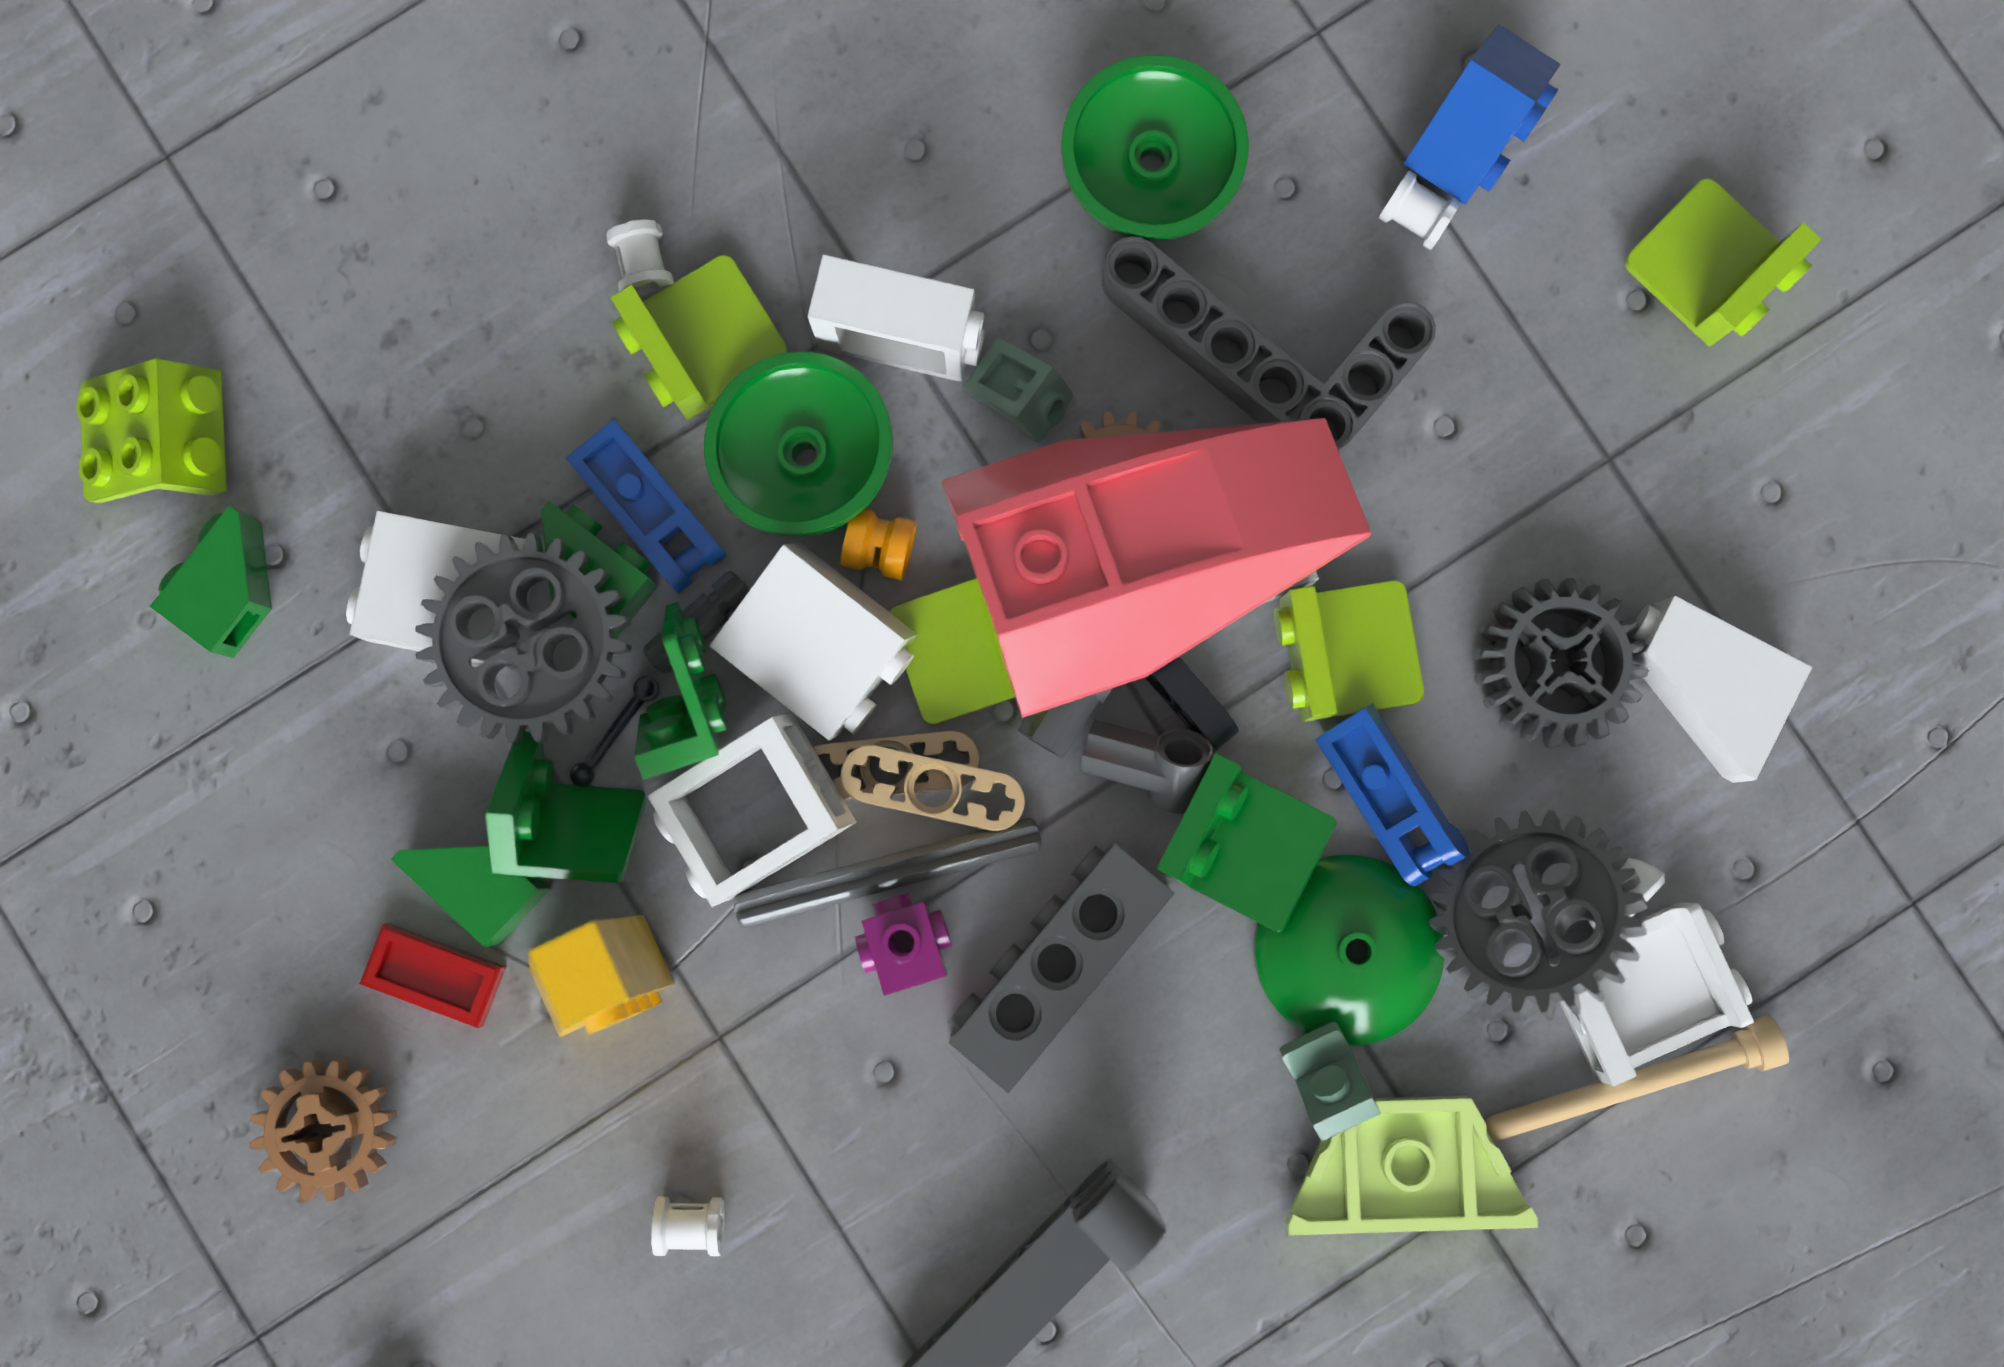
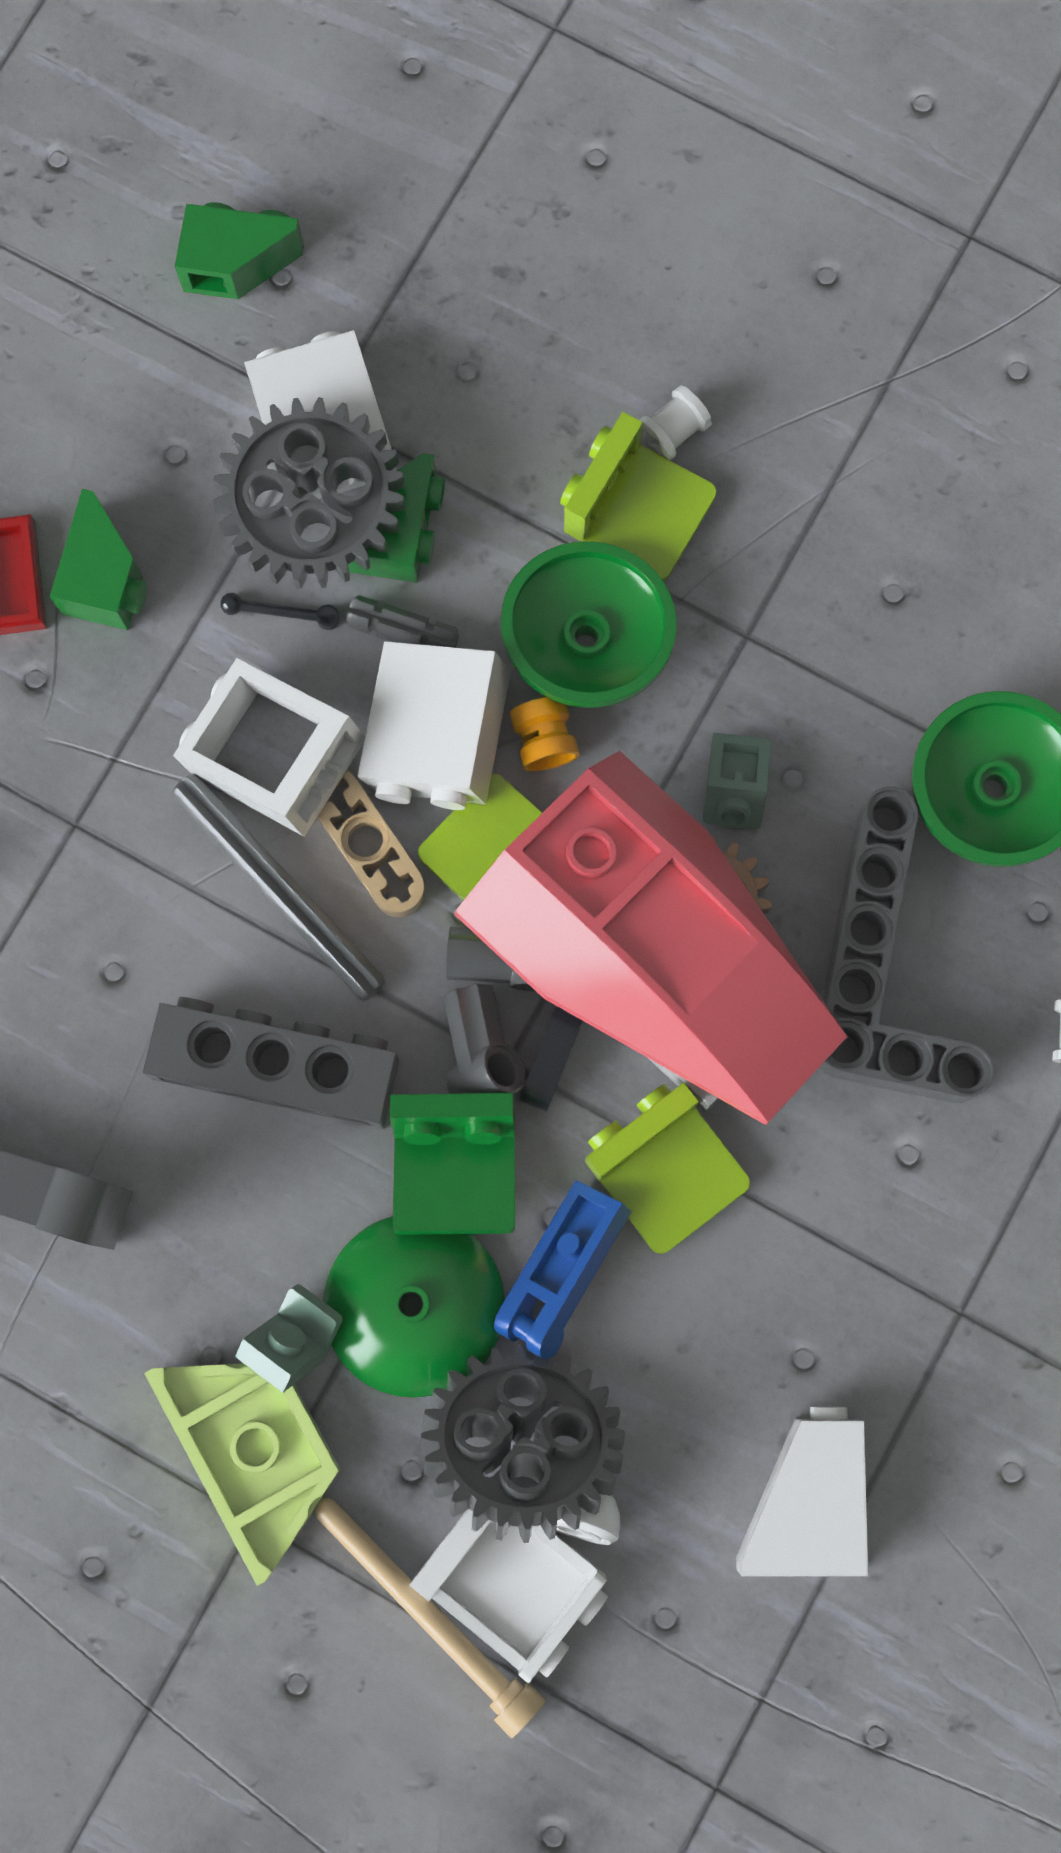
camera: 65 degrees right, 5 degrees down
(152, 431) = (328, 135): lime bracket -> none
(556, 827) = (173, 600): green bracket -> none
(600, 974) = (70, 689): yellow wedge -> none
(643, 504) = (475, 534): blue plate -> none
(675, 728) = (321, 658): green bracket -> none
(883, 793) = (337, 845): tan beam -> none
(895, 318) = (734, 644): white window -> none
(896, 968) = (205, 915): magenta brick -> none
(1582, 679) = (805, 1369): dark grey gear -> none

